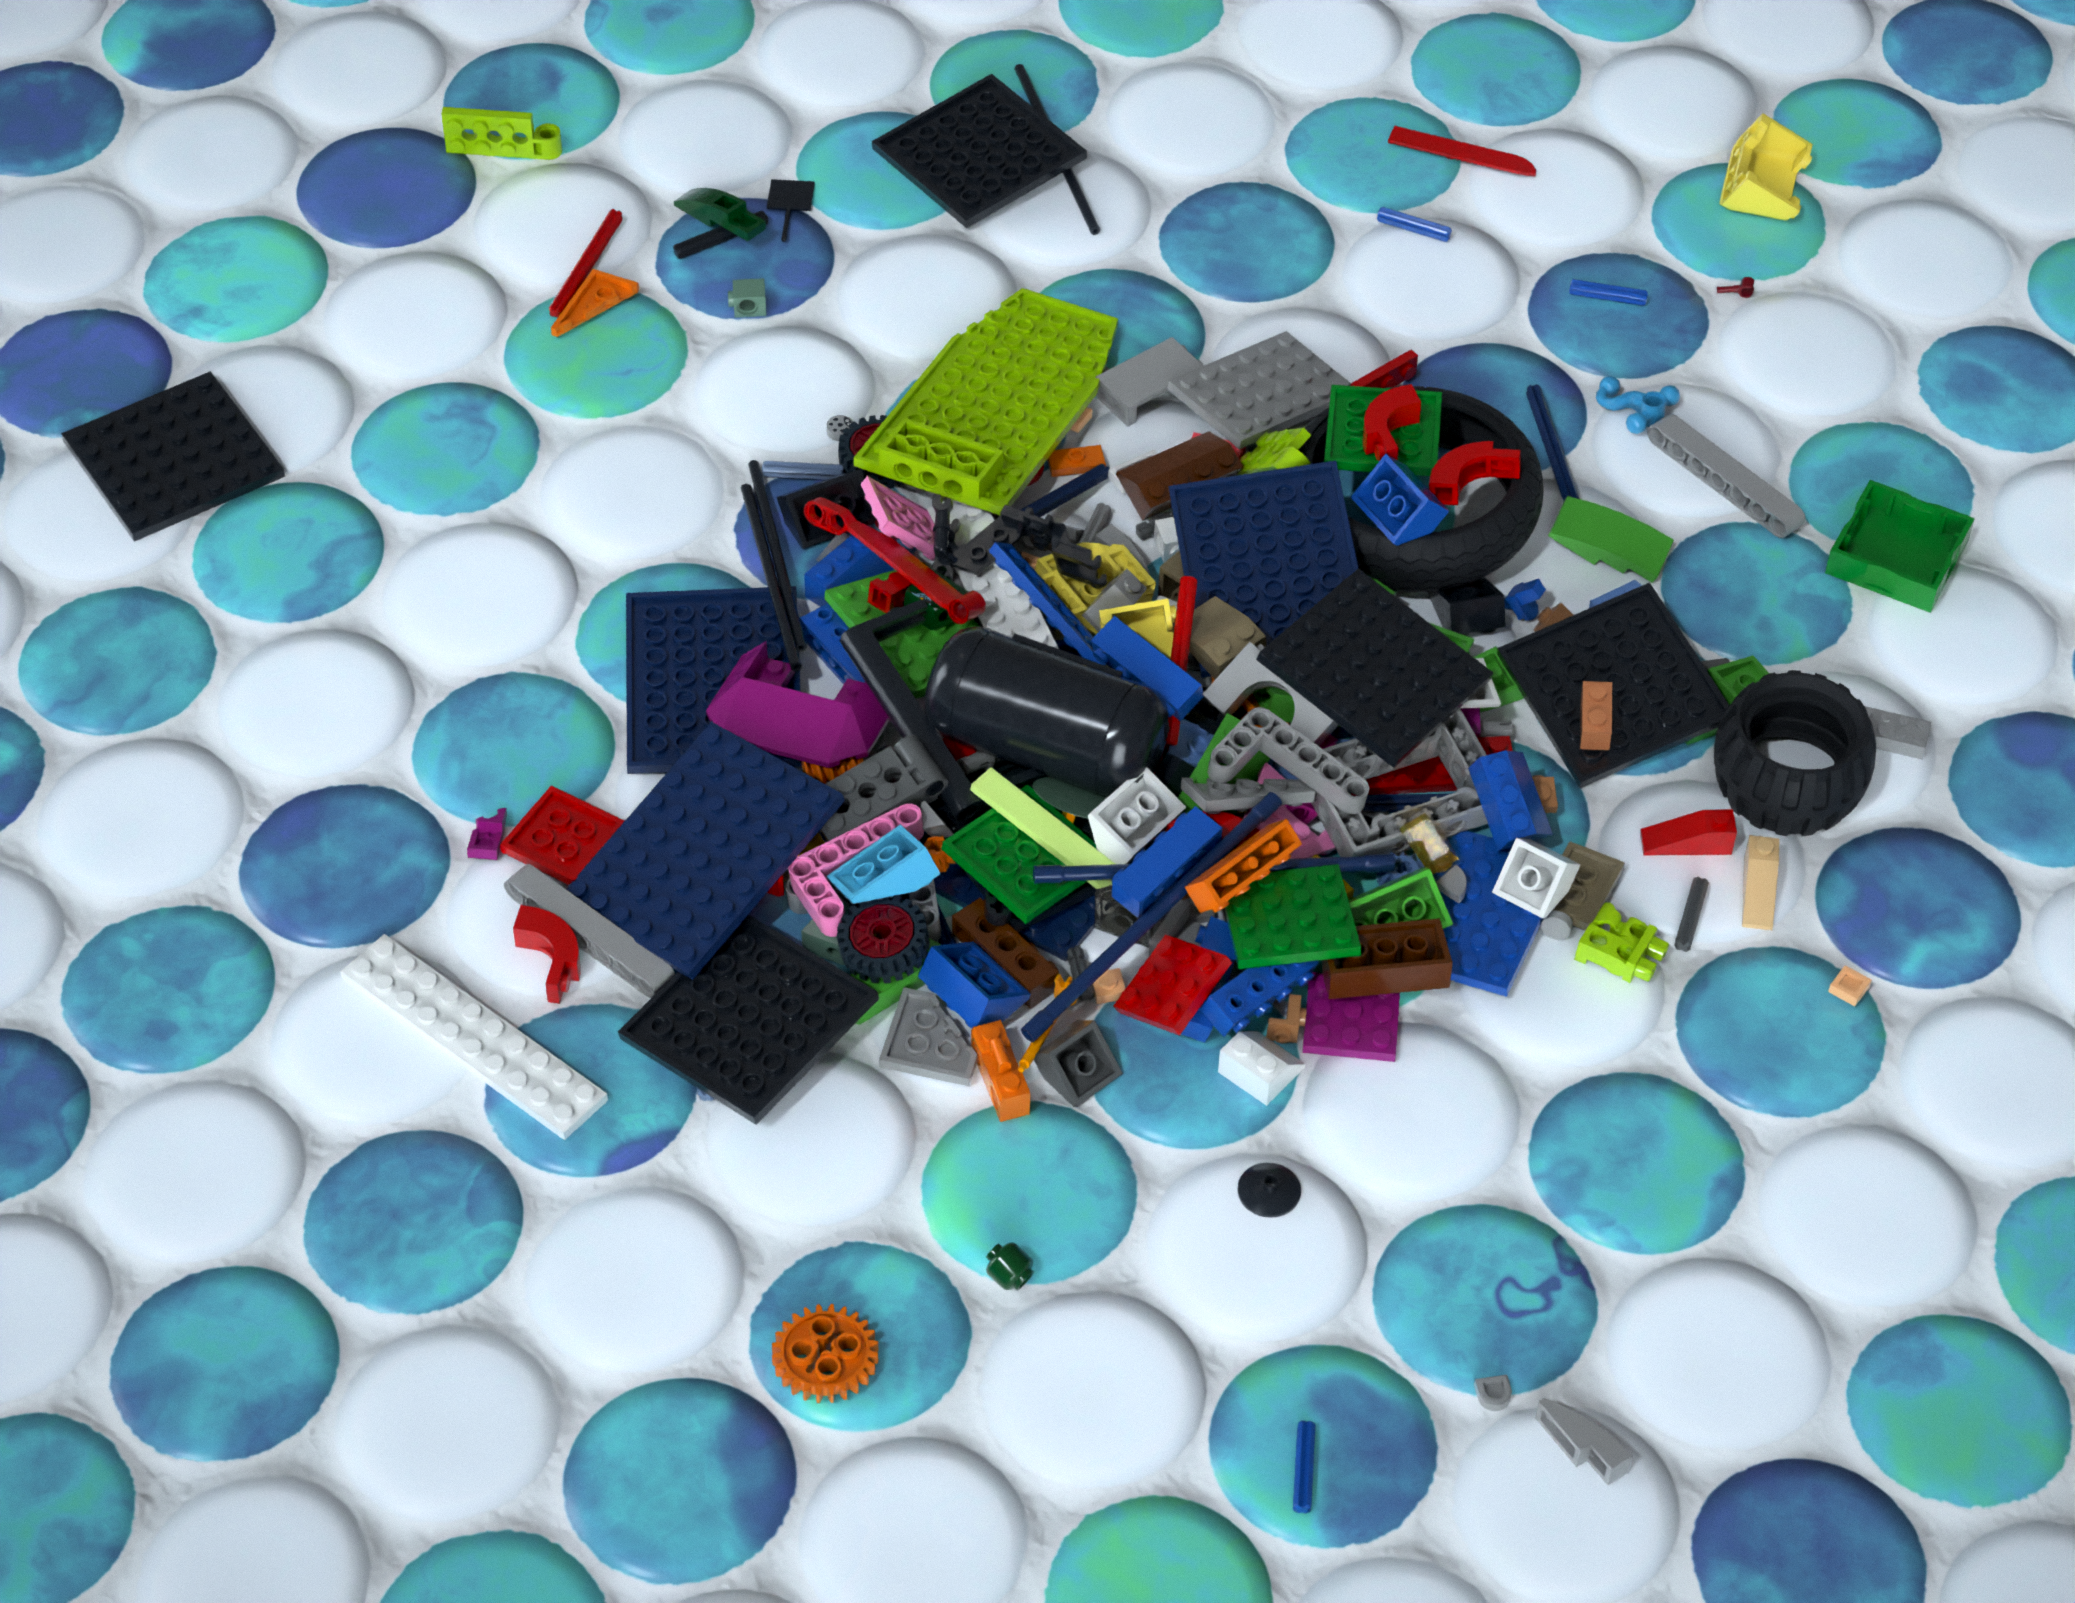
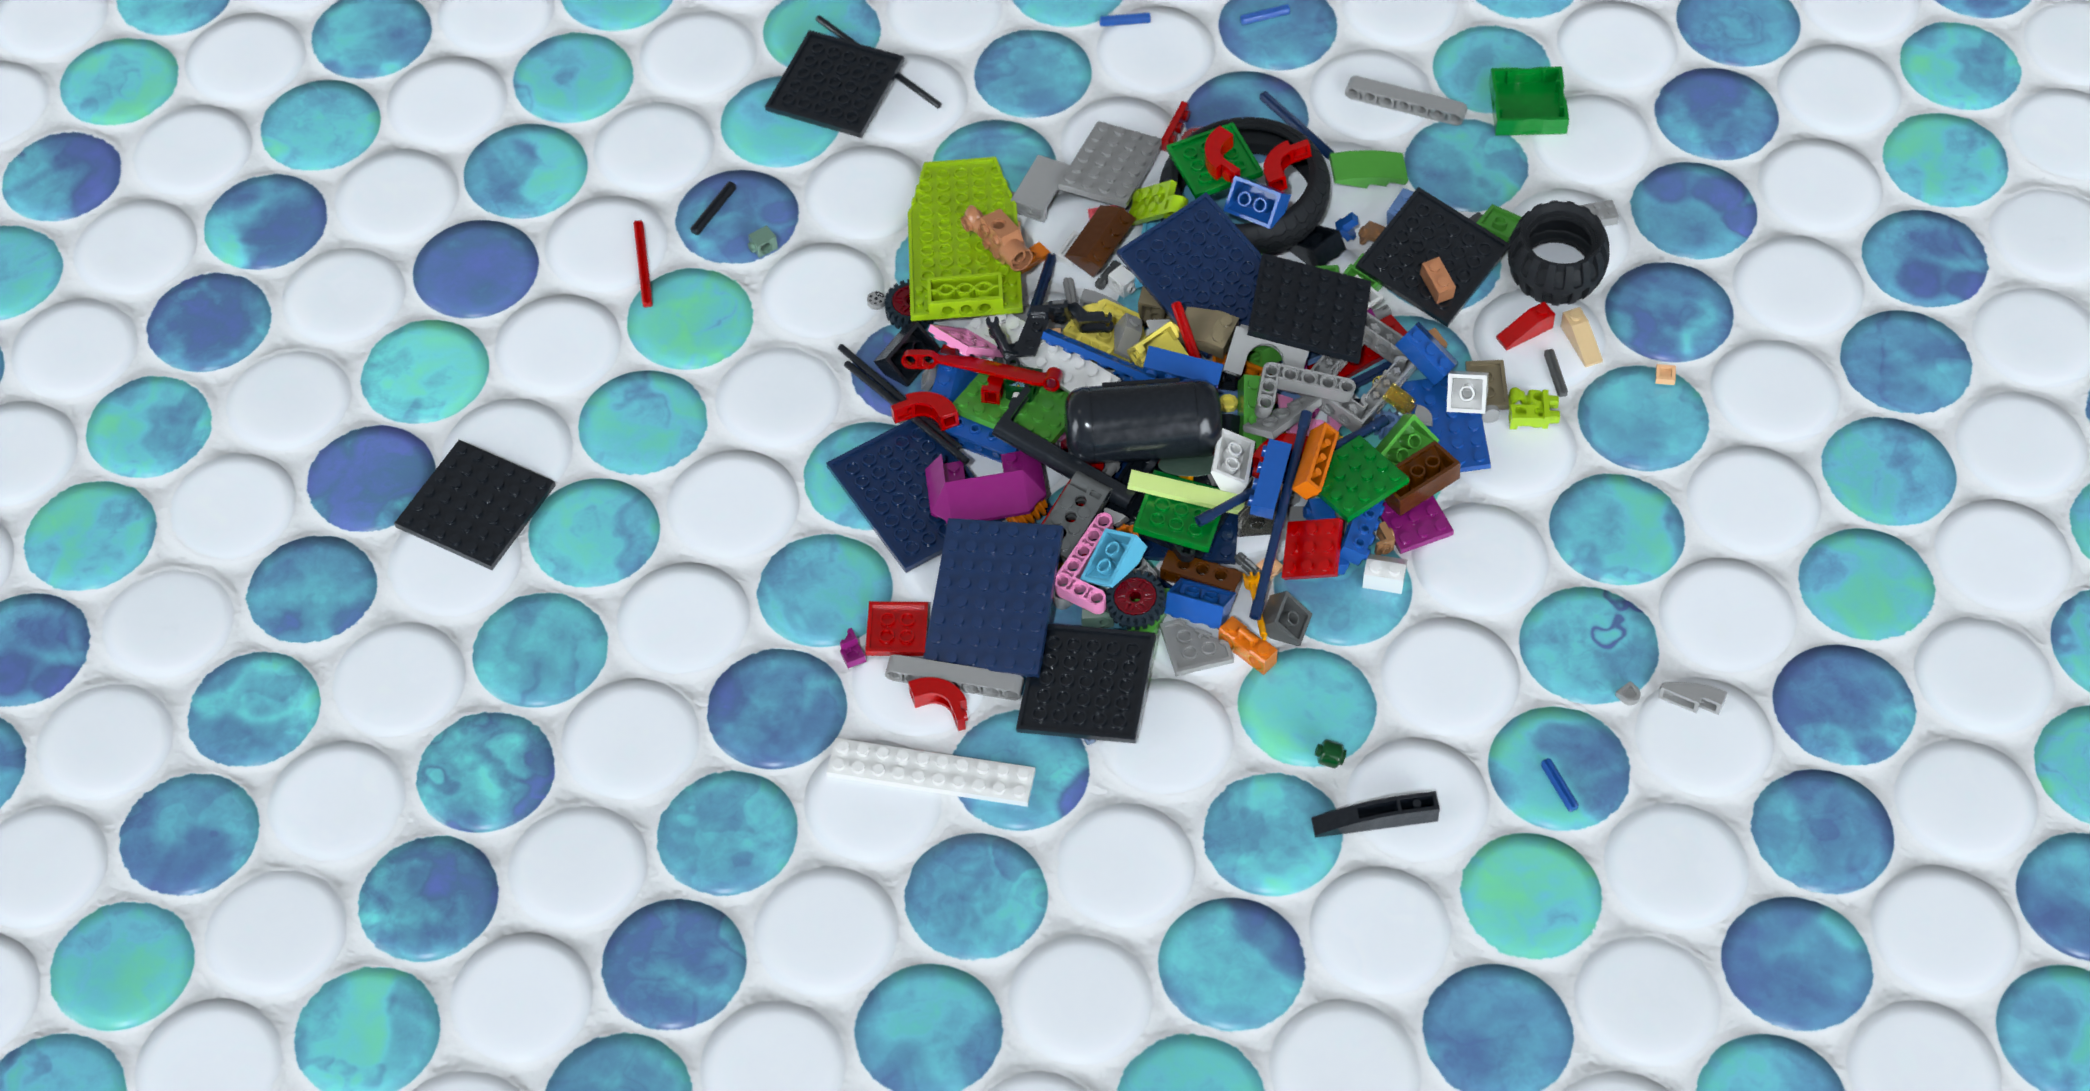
camera: 25 degrees left, 5 degrees up
(541, 144) = (557, 197): lime hinge -> none
(593, 297) = (666, 282): orange wing -> none
(721, 208) = (706, 190): dark green slope -> none
(790, 196) = (737, 163): black piece -> none
(791, 572) = (929, 405): none -> red arch
(801, 470) = (873, 337): sand blue axle -> none
(847, 1367) = (1284, 855): orange gear -> none
(1017, 1380) = (1378, 814): none -> black slope
(1031, 407) = (999, 236): none -> nougat brick
(1192, 746) = (1228, 403): none -> light yellow tile
(1267, 1199) = (1435, 647): black dish -> none
(1648, 405) = (1337, 77): dark azure piece -> none

